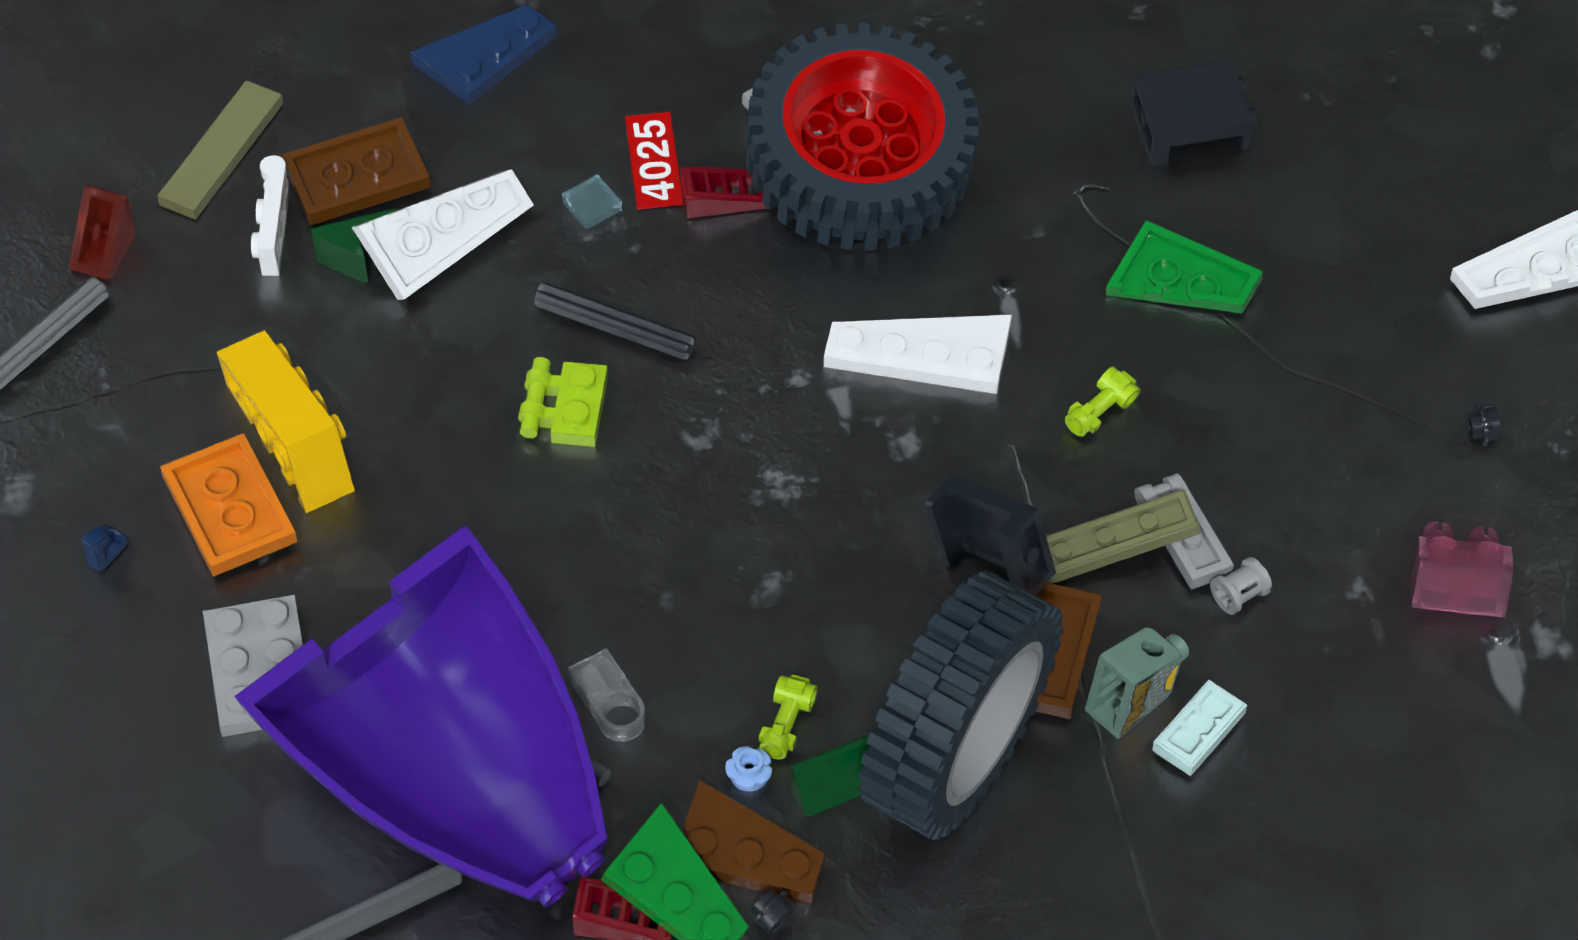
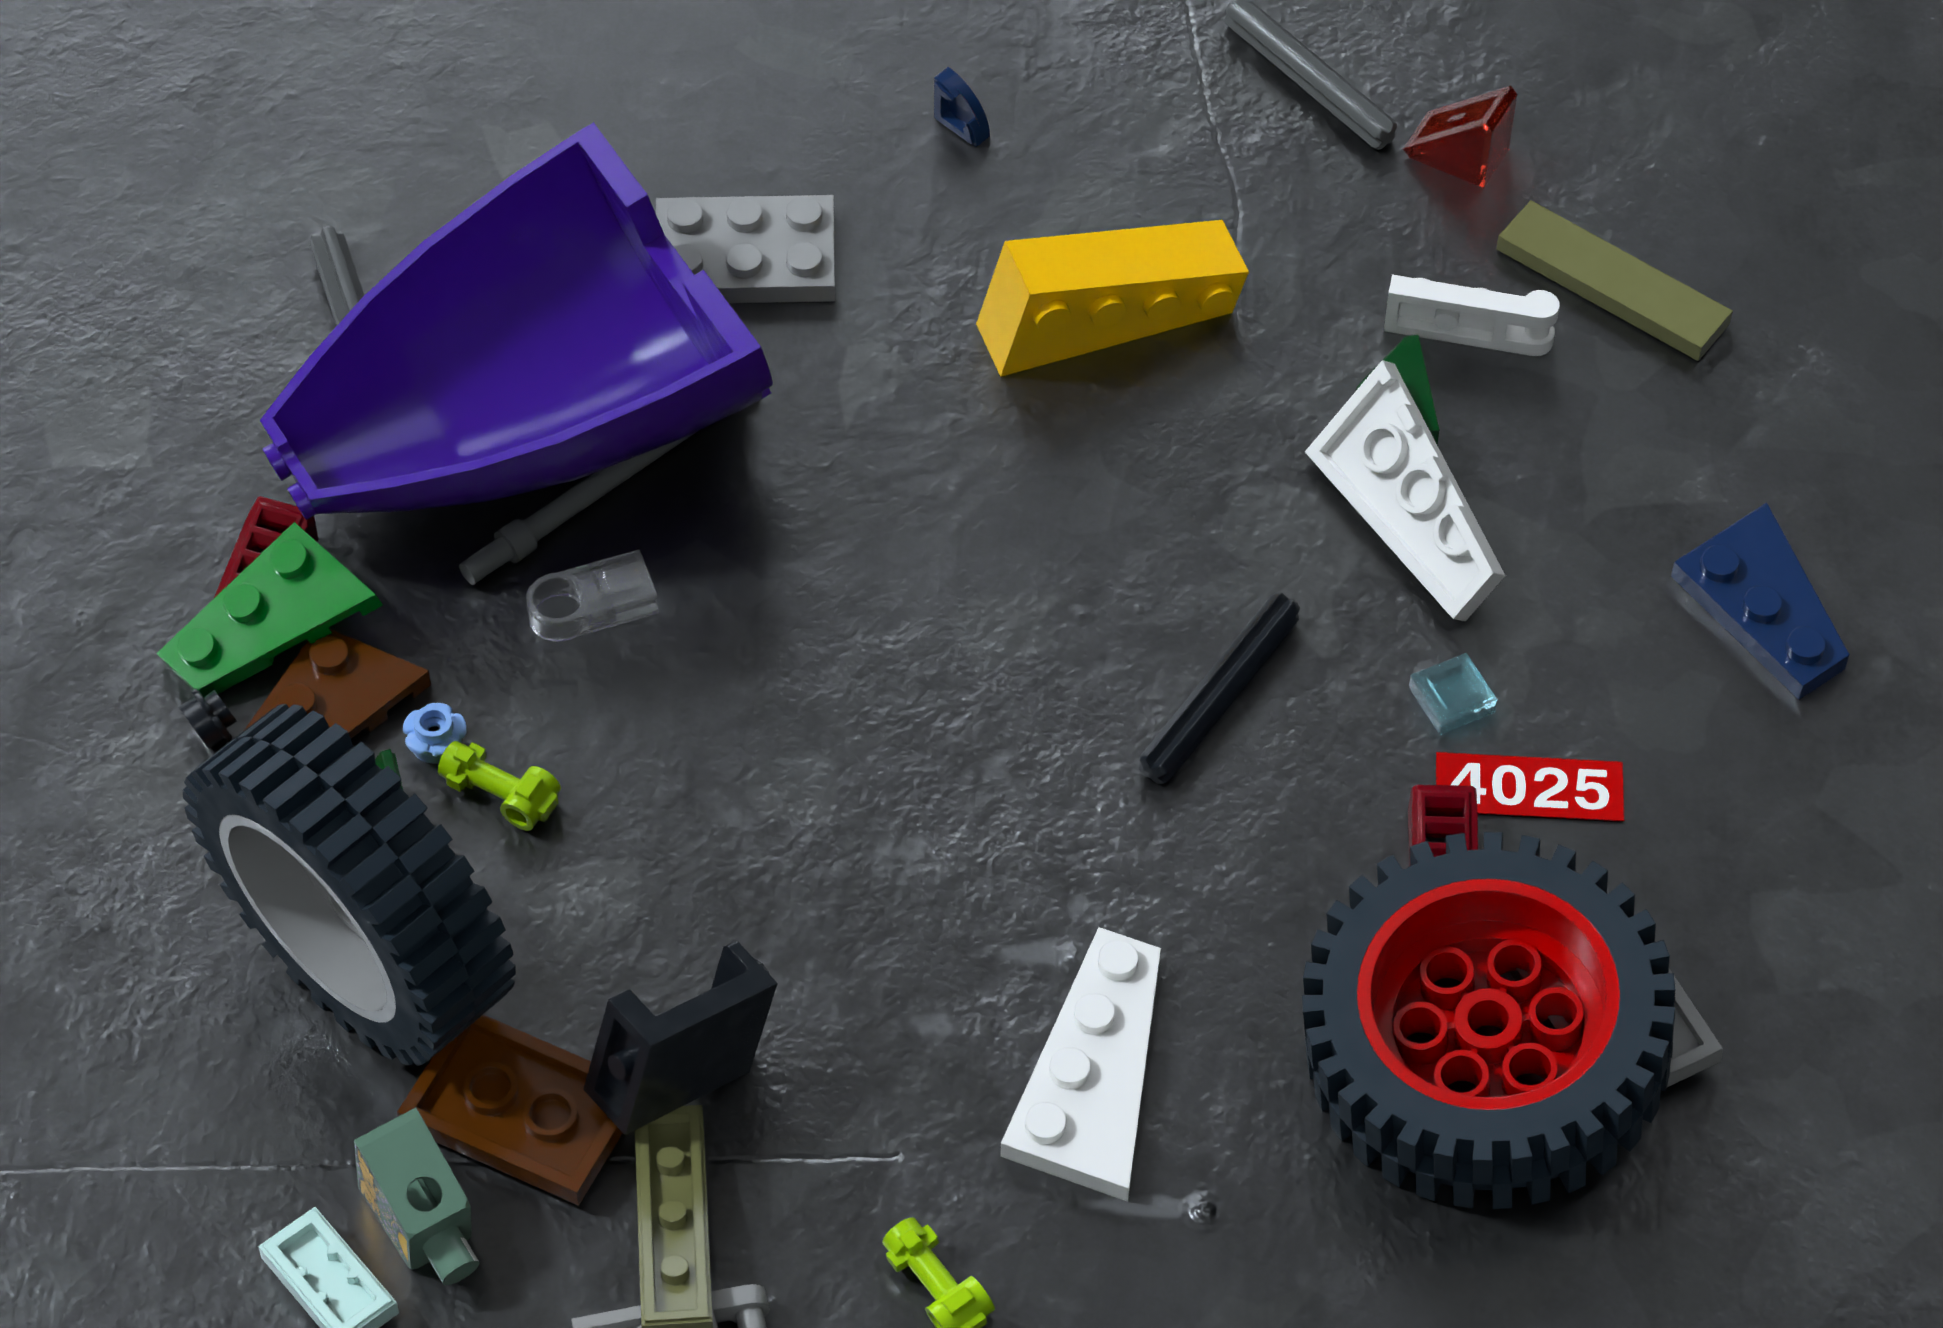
camera: 100 degrees right, 0 degrees up
(228, 504) = (960, 230): orange plate -> none
(356, 171) = (1544, 418): reddish brown plate -> none
(578, 402) = (1085, 627): lime plate -> none

